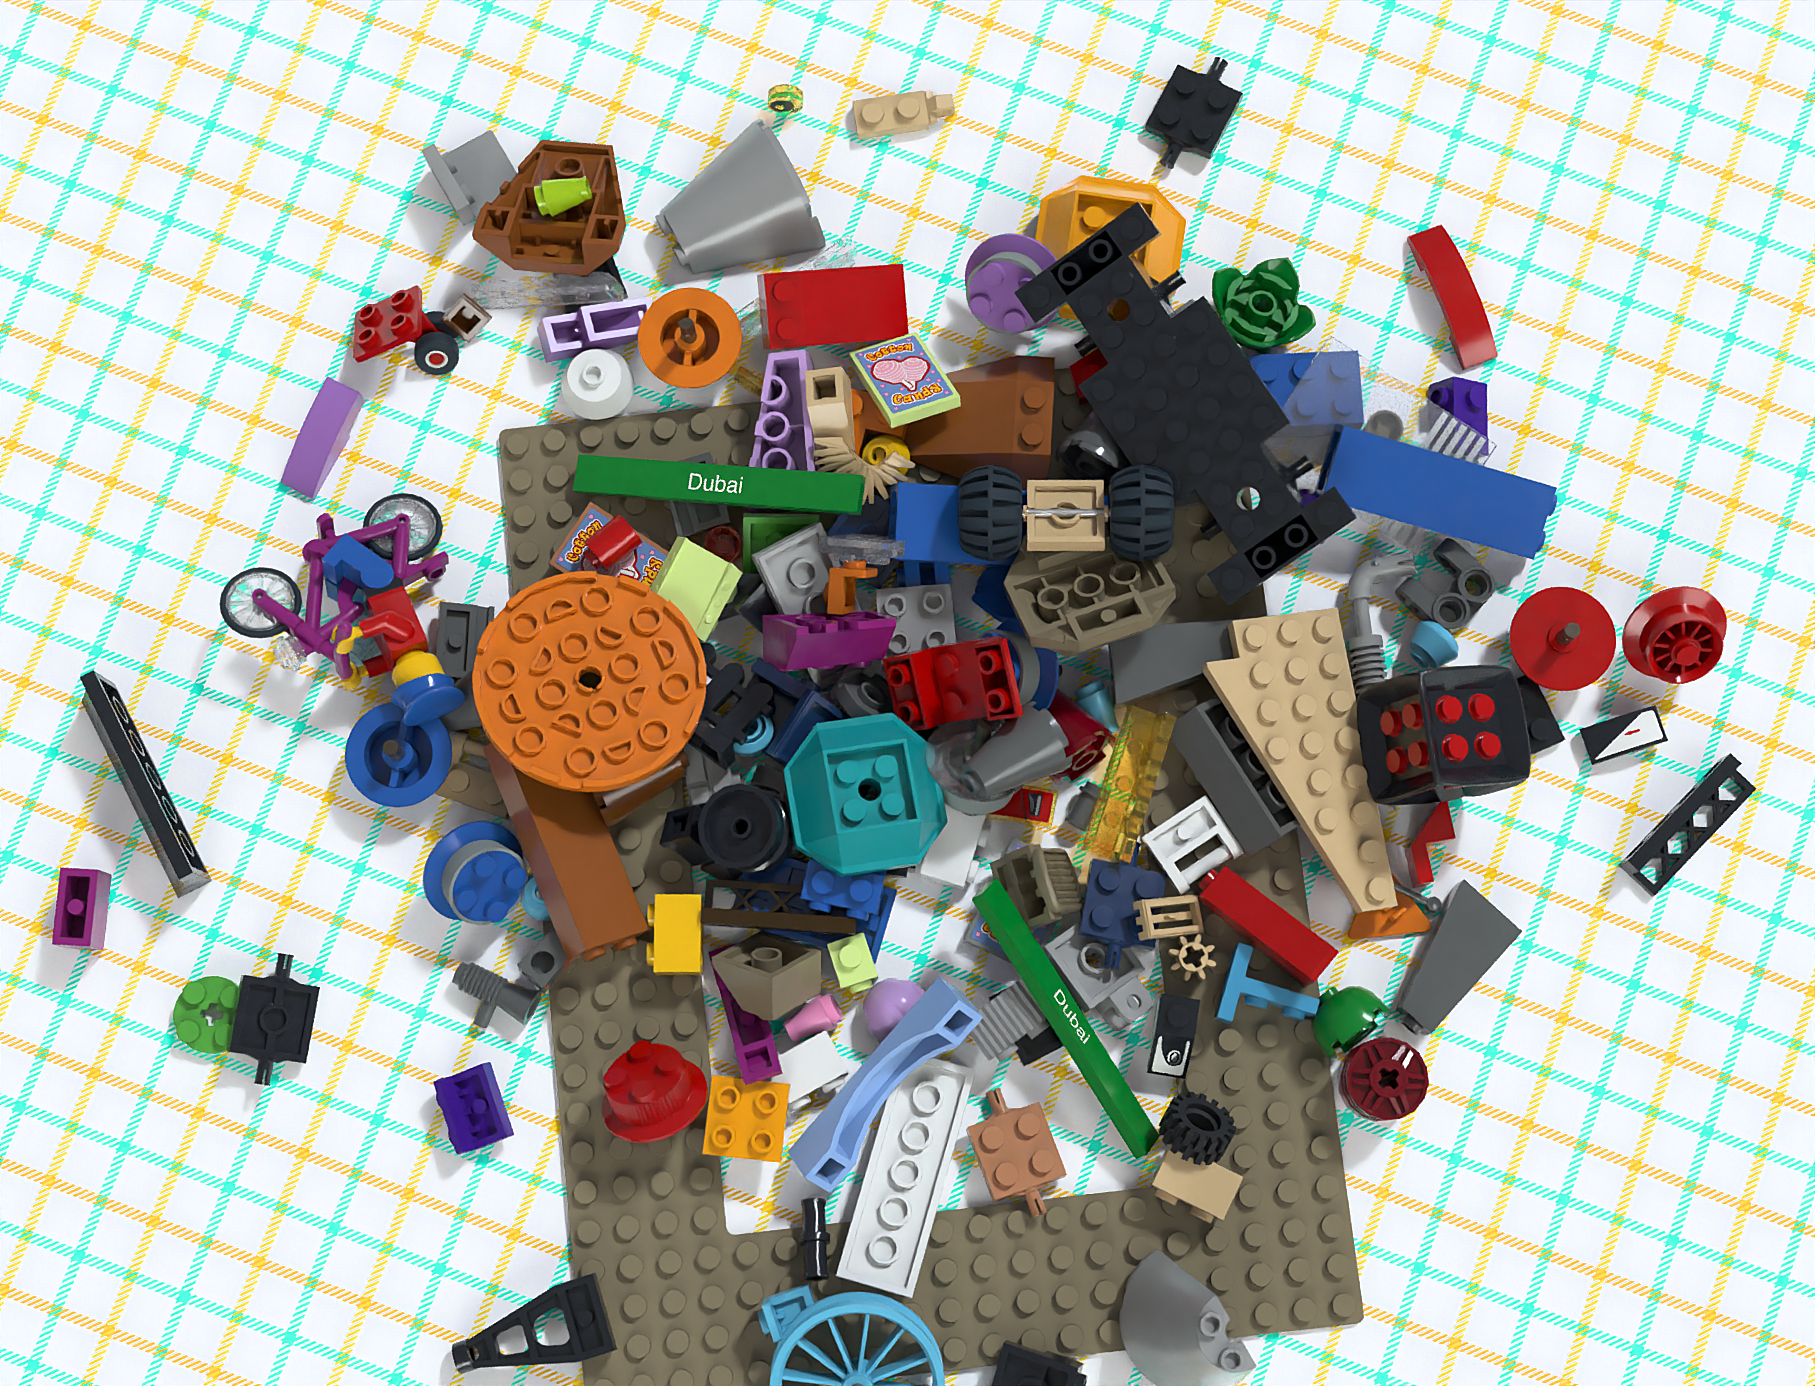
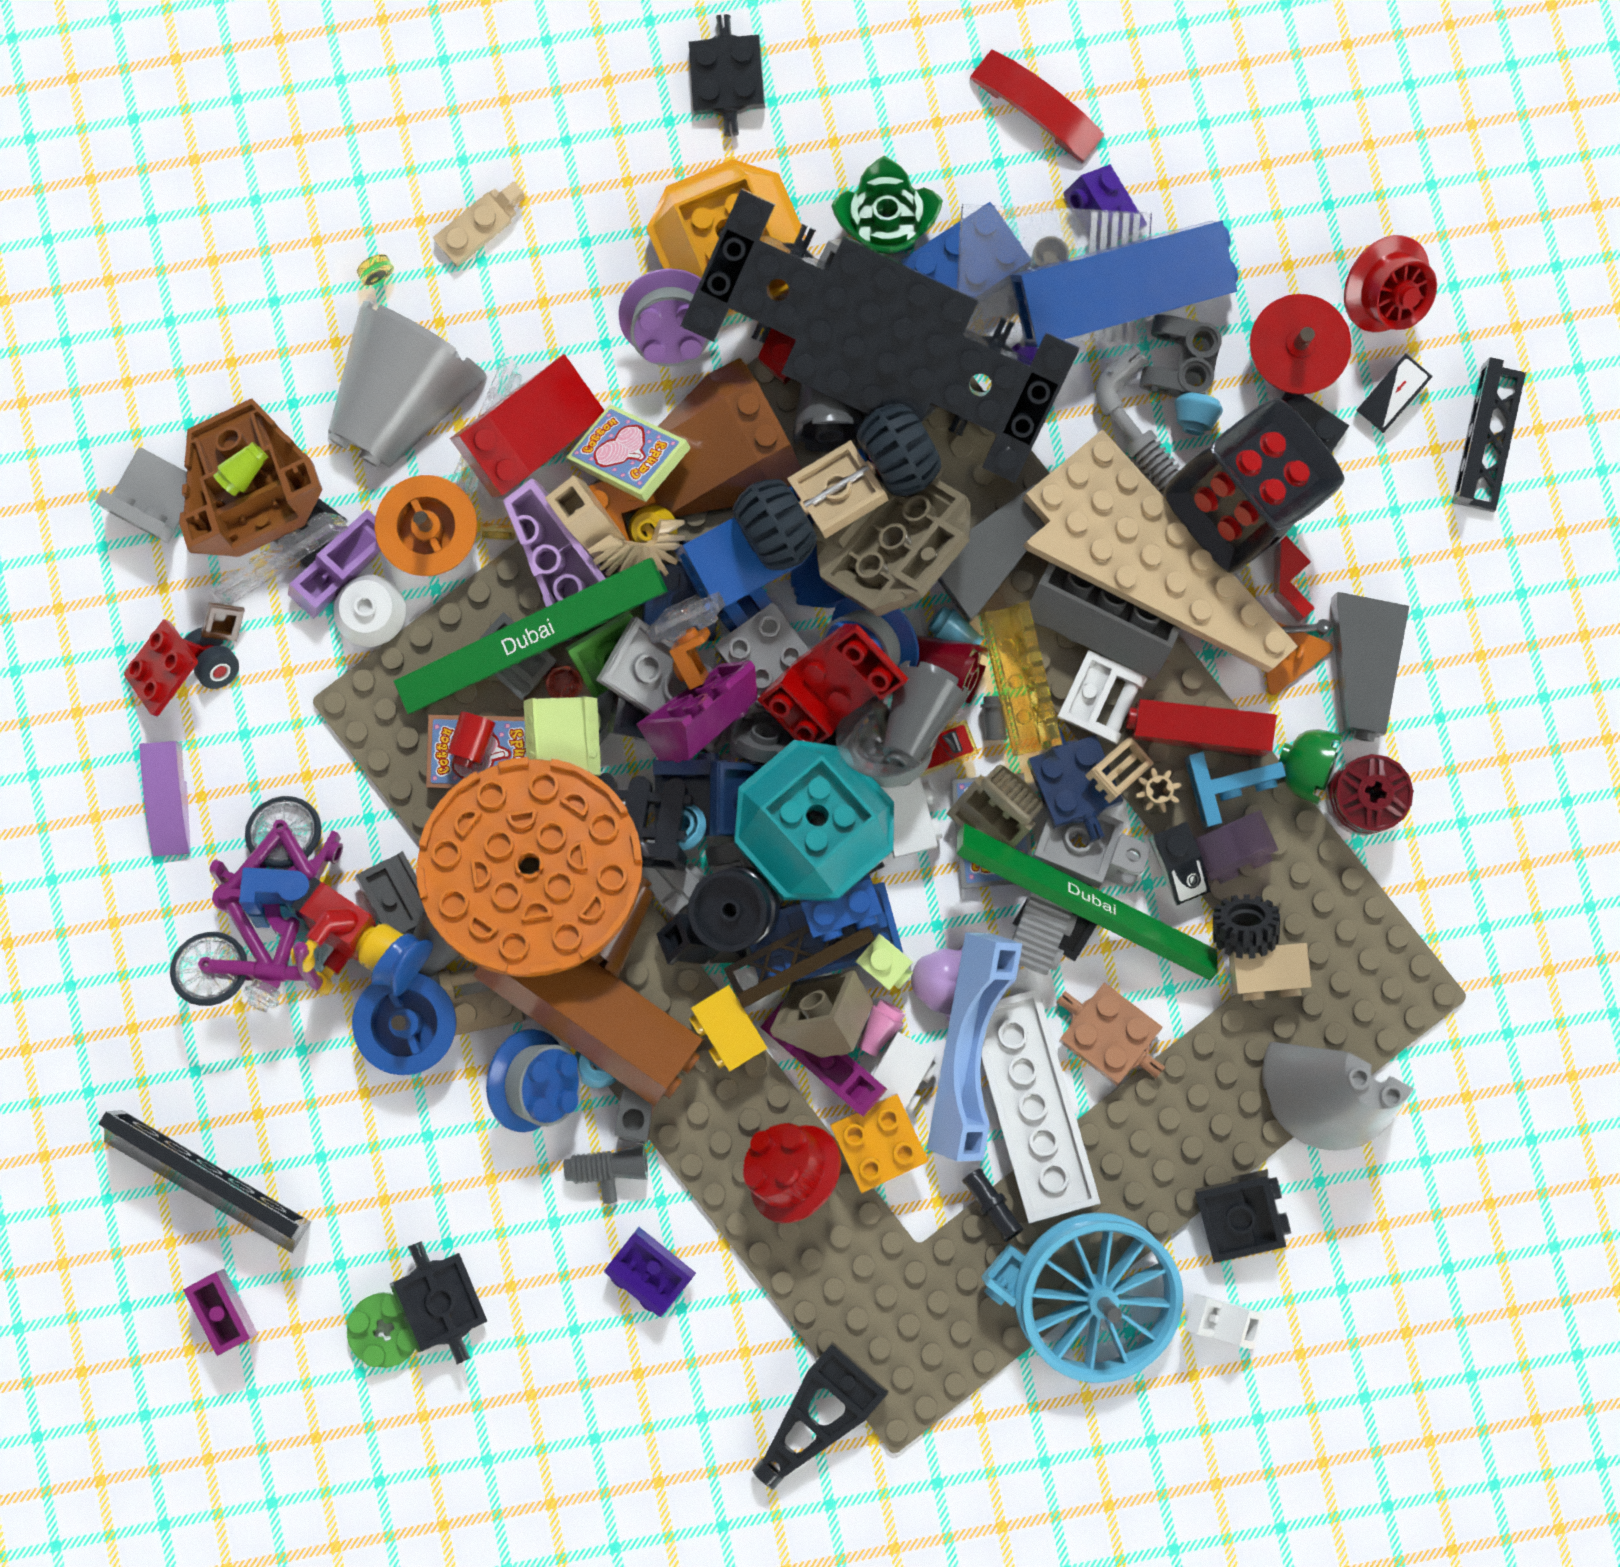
camera: 35 degrees left, 5 degrees up
(1232, 1051) = (1235, 846): none -> clear purple brick

